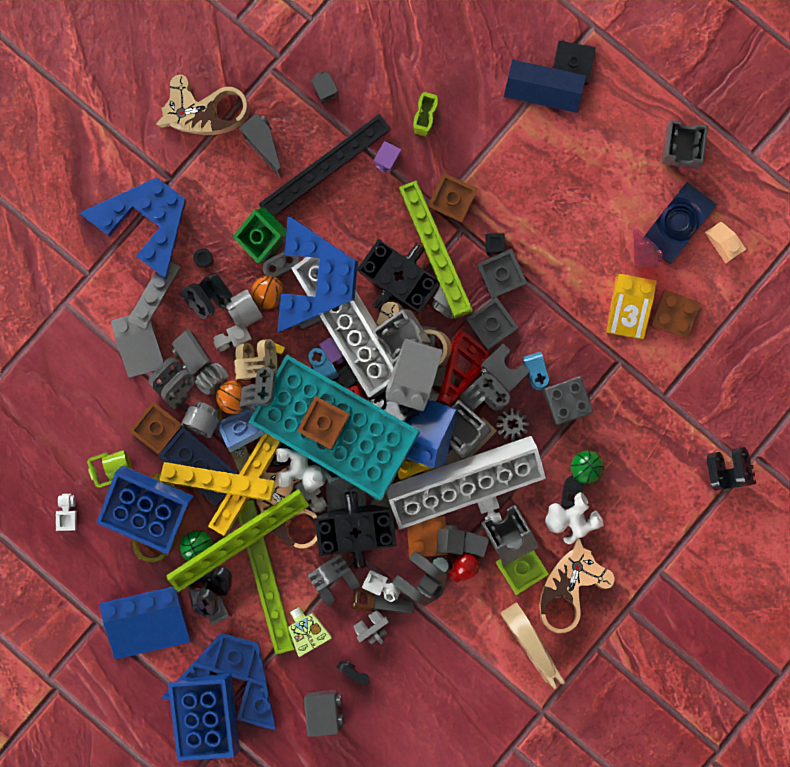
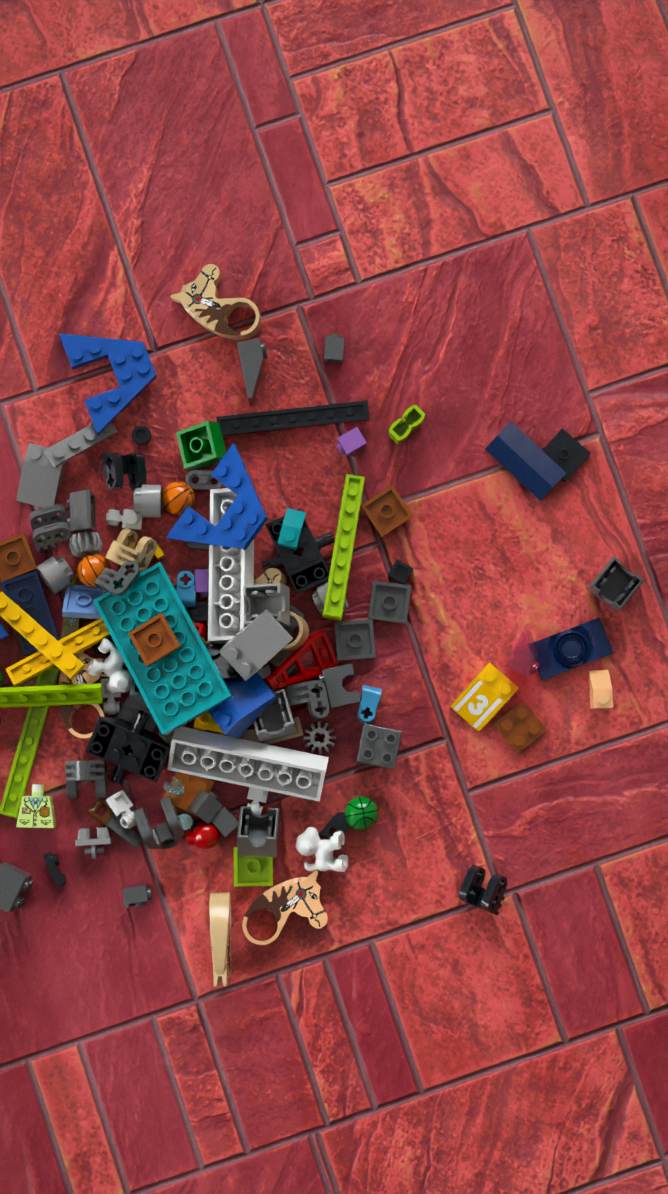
camera: 25 degrees right, 0 degrees up
(382, 259) = (291, 529): none -> teal slope
(417, 540) = (176, 789): none -> clear light blue plate
(437, 653) = (137, 895): none -> dark grey brick

